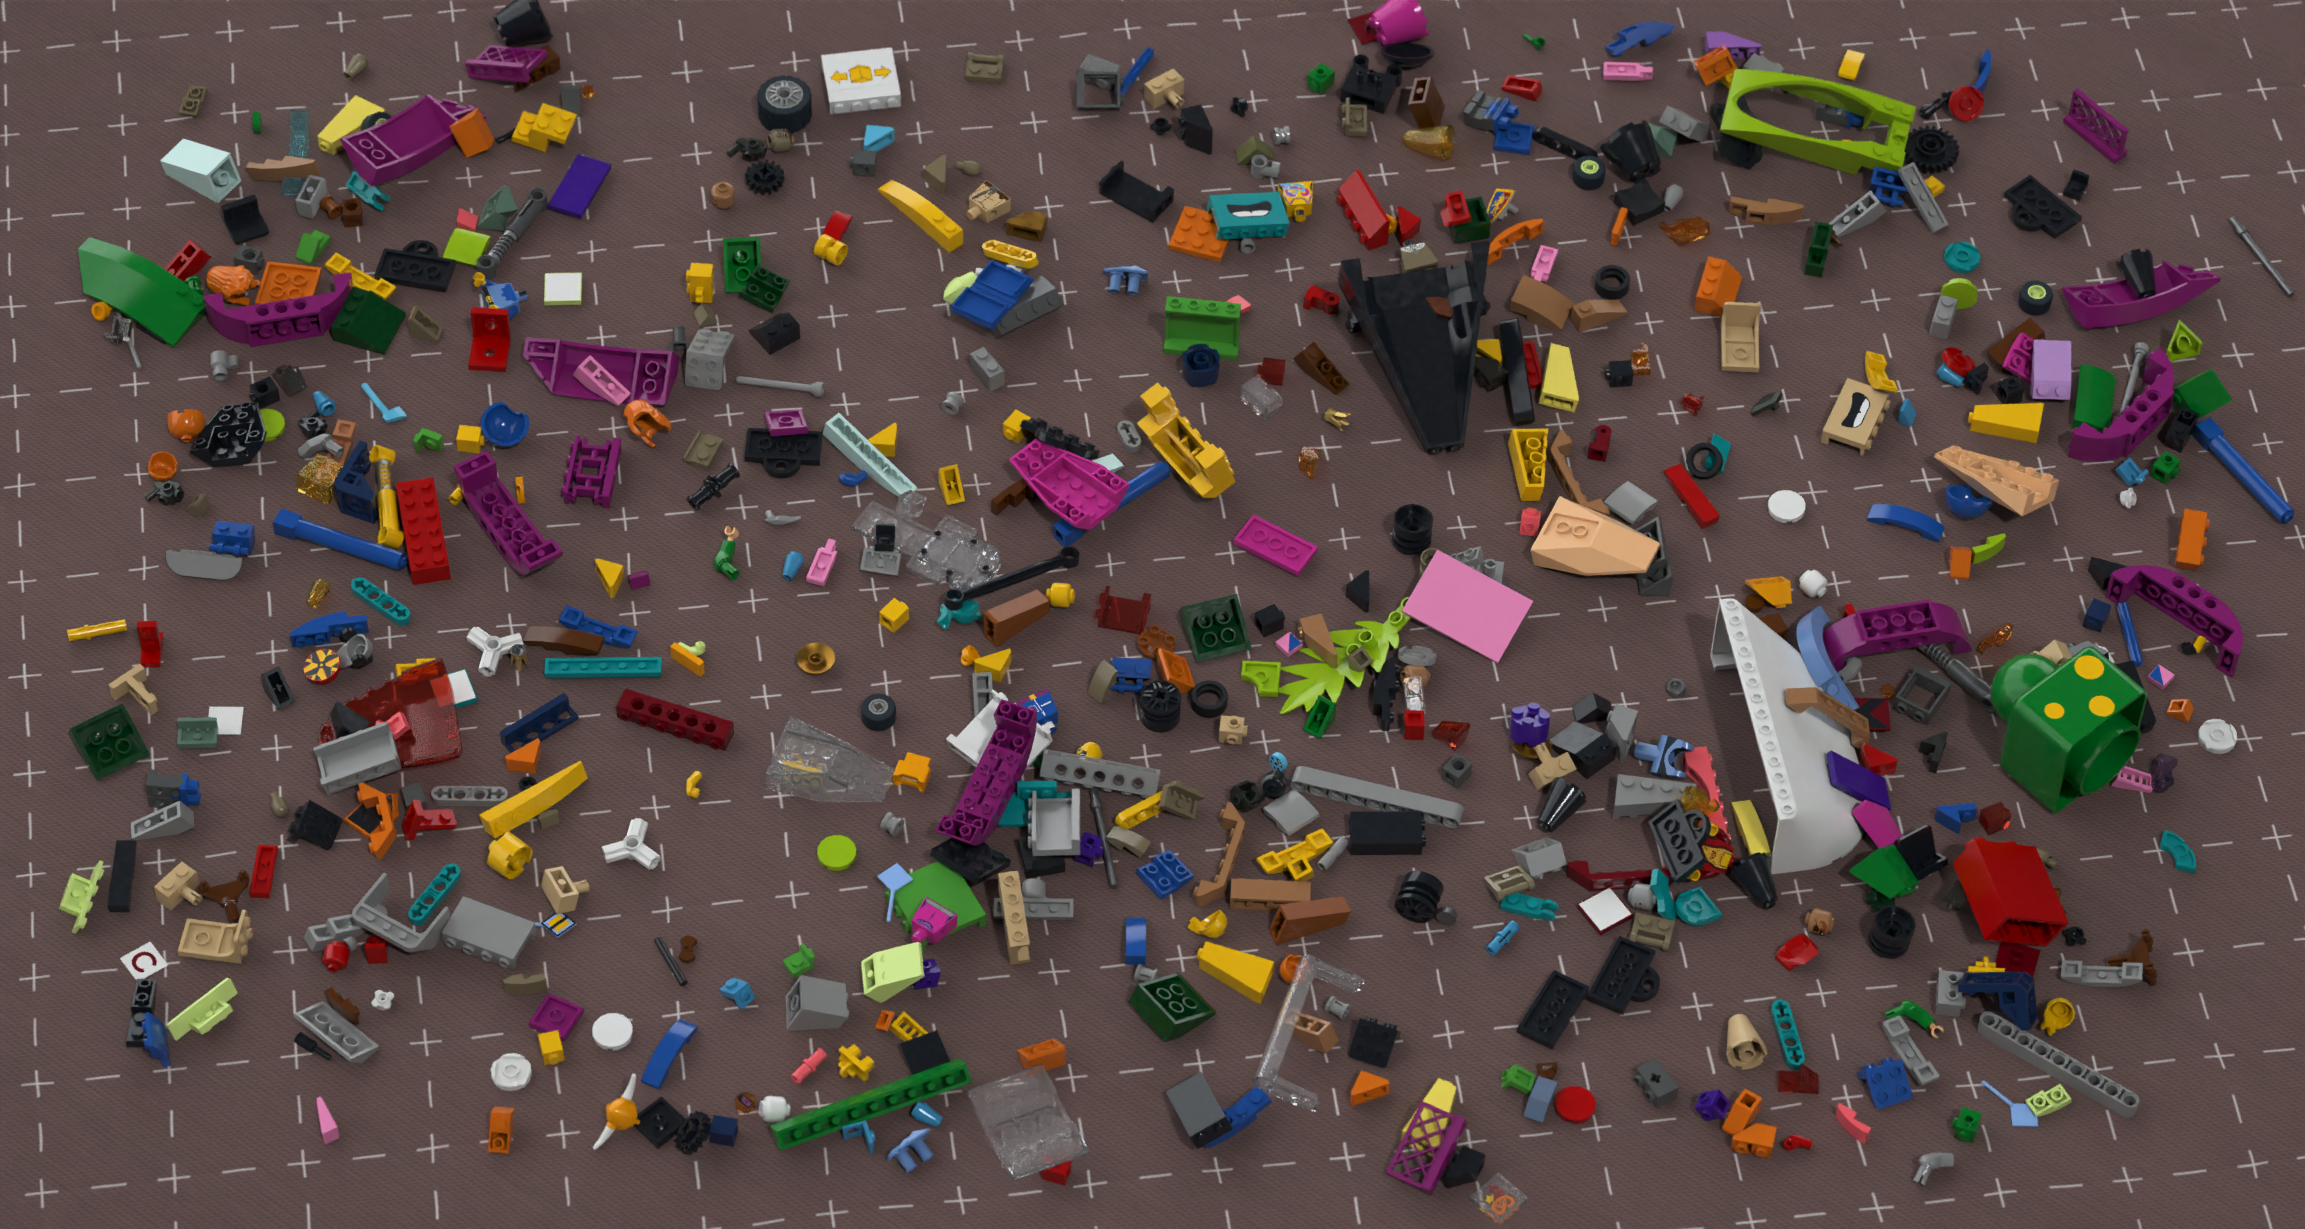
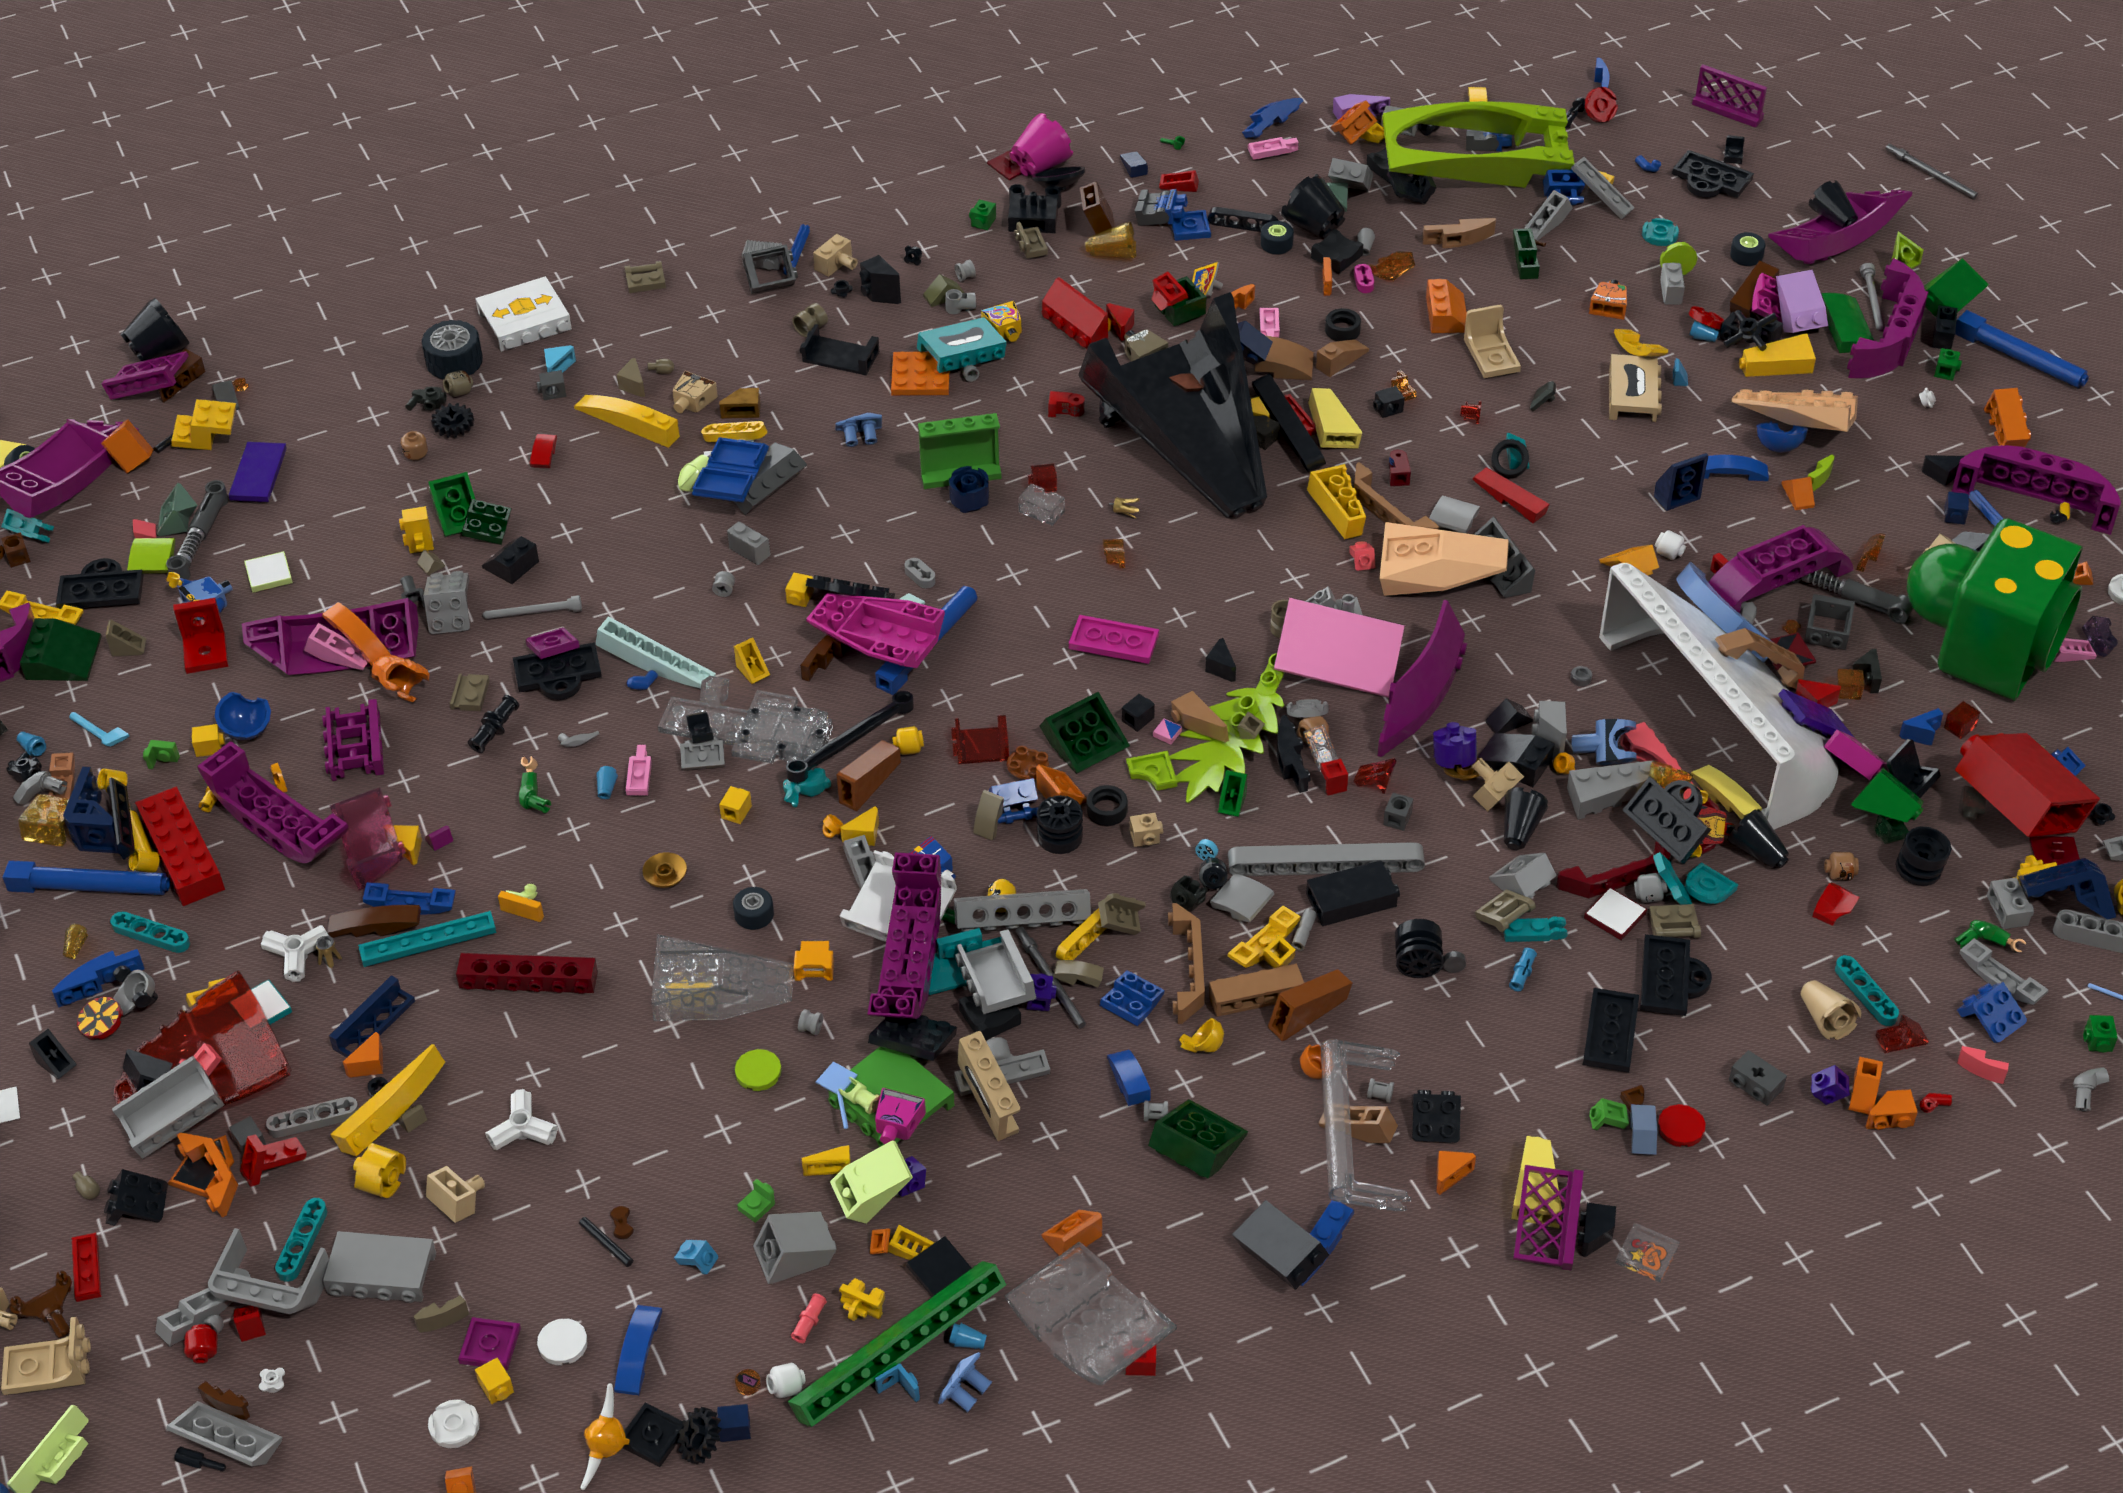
camera: 15 degrees left, 5 degrees down
(381, 495) = (122, 818): none -> black slope
(557, 924) = (459, 1234): piece -> none
(580, 565) = (370, 836): none -> clear pink windscreen
(620, 371) = (356, 632): none -> orange slope
(691, 783) = (567, 1038): yellow arm -> none
(829, 249) = (542, 470): yellow wheel -> none
(866, 944) = (826, 1162): none -> yellow slope
(886, 440) = (666, 634): yellow slope -> none
(908, 898) = (862, 1096): none -> yellowish green piece
(1121, 151) = (805, 320): none -> dark tan wheel
(1195, 461) = (1011, 579): yellow wedge -> none
(1237, 969) = (1253, 1078): yellow slope -> none
(1320, 368) = (1090, 465): reddish brown slope -> none
(1412, 529) = (1250, 588): black wheel -> none
(1487, 57) = (1134, 164): none -> dark blue slope
(1505, 284) = (1253, 343): none -> dark blue slope
(1529, 658) = (1425, 683): none -> magenta slope
(1621, 765) = (1564, 763): none -> light orange tile
(1653, 236) = (1366, 277): none -> dark pink beam
(1786, 506) = (1606, 482): white tile -> none
(1849, 527) = (1681, 482): none -> dark blue slope
(1875, 319) = (1609, 300): none -> orange torso
(1910, 758) = (1851, 683): none -> clear orange panel
(1931, 149) = (1592, 146): black gear -> none
(1983, 181) = (1645, 165): none -> blue arm
(1989, 387) = (1750, 330): none -> black bar
(2067, 882) = (2069, 760): none -> blue bracket
(2130, 472) = (1918, 377): dark azure bracket -> none

